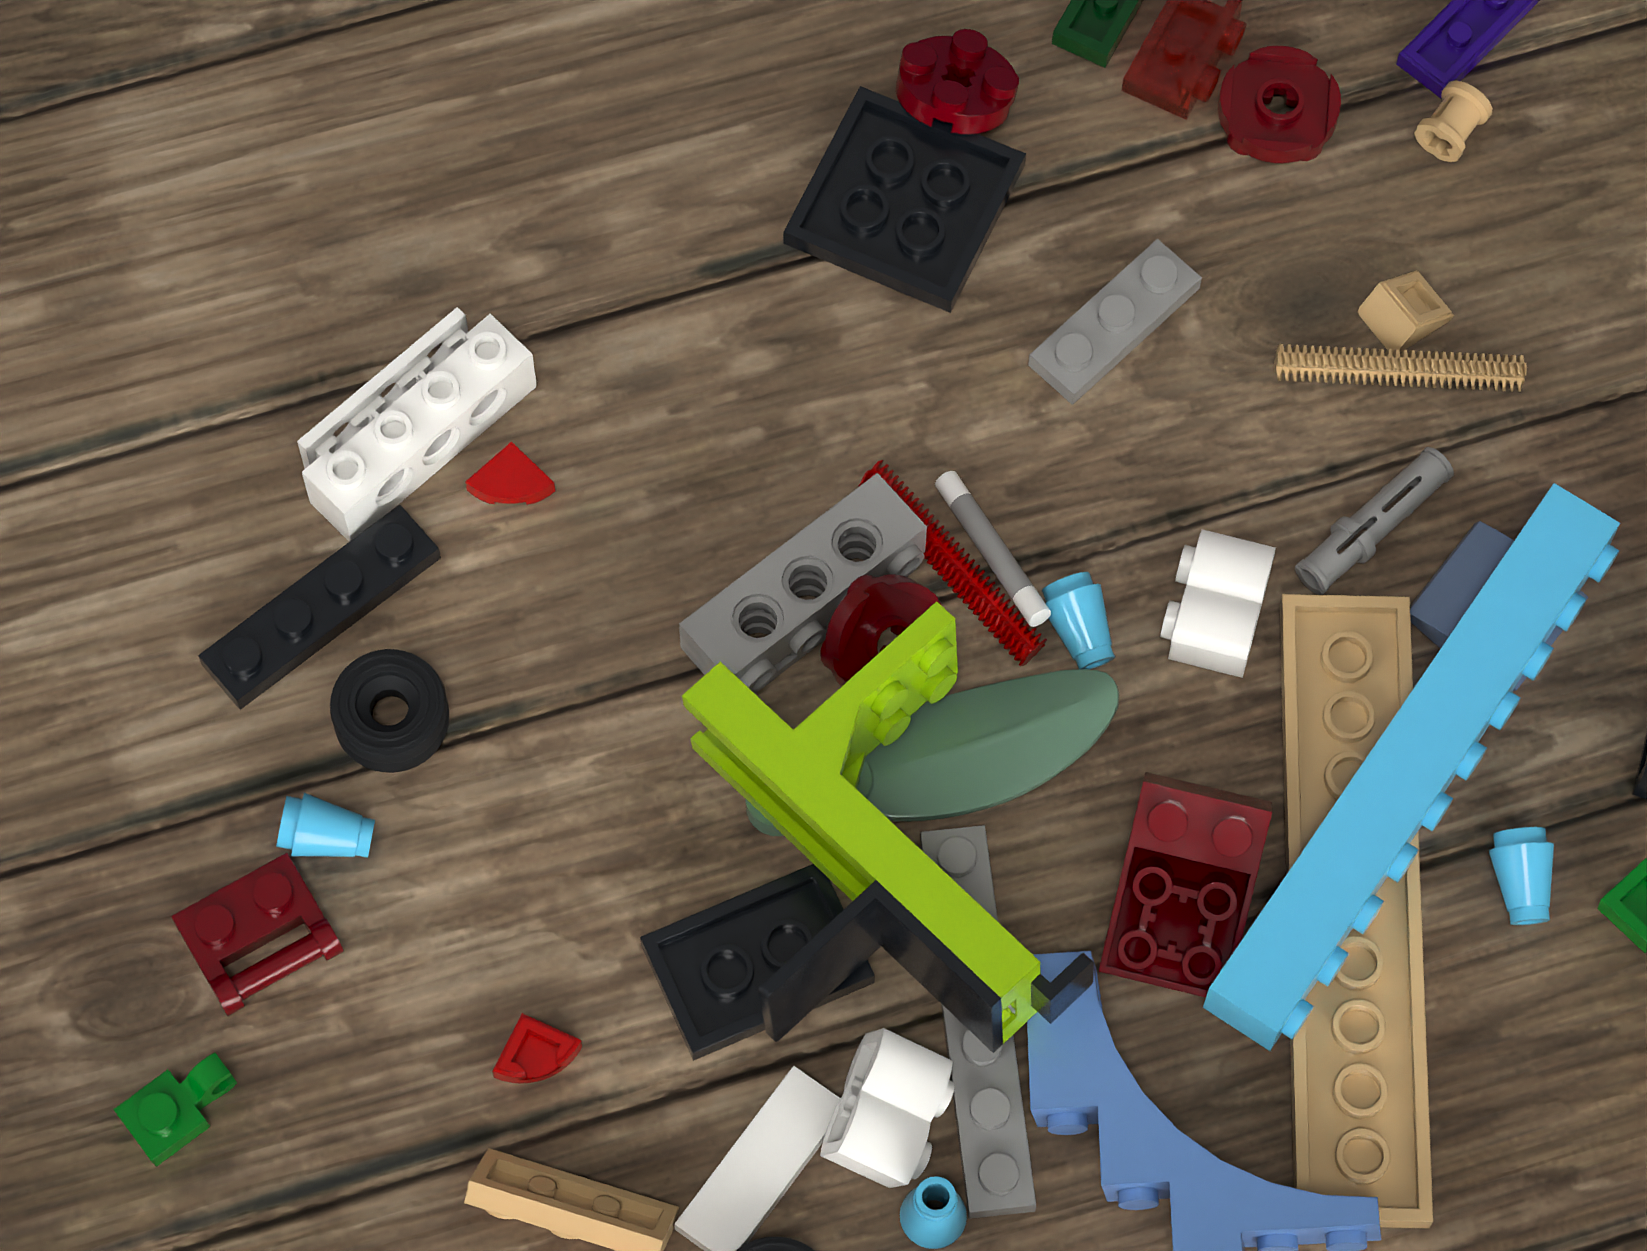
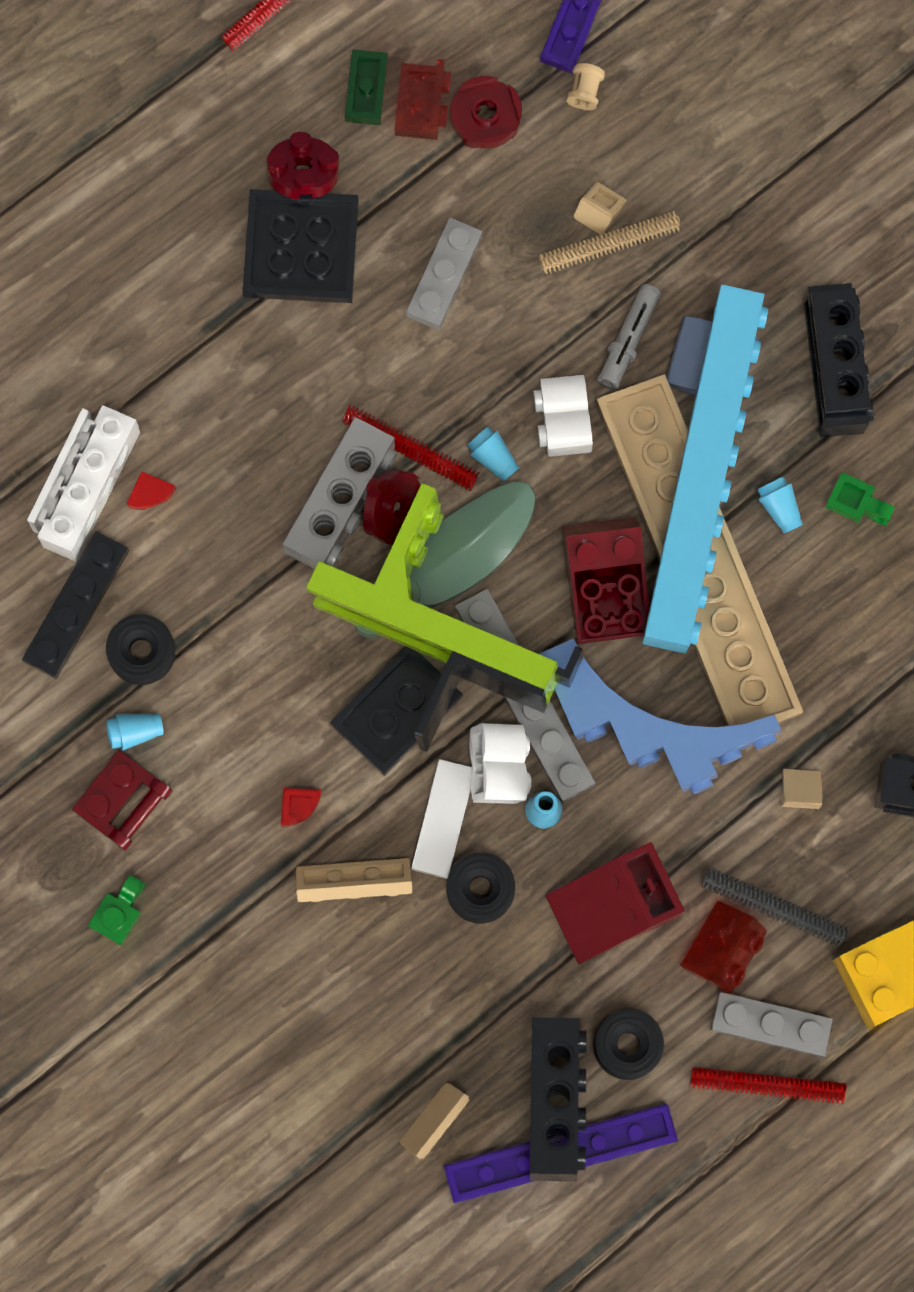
camera: 25 degrees left, 10 degrees up
(993, 548) = (430, 431): light grey bar -> none

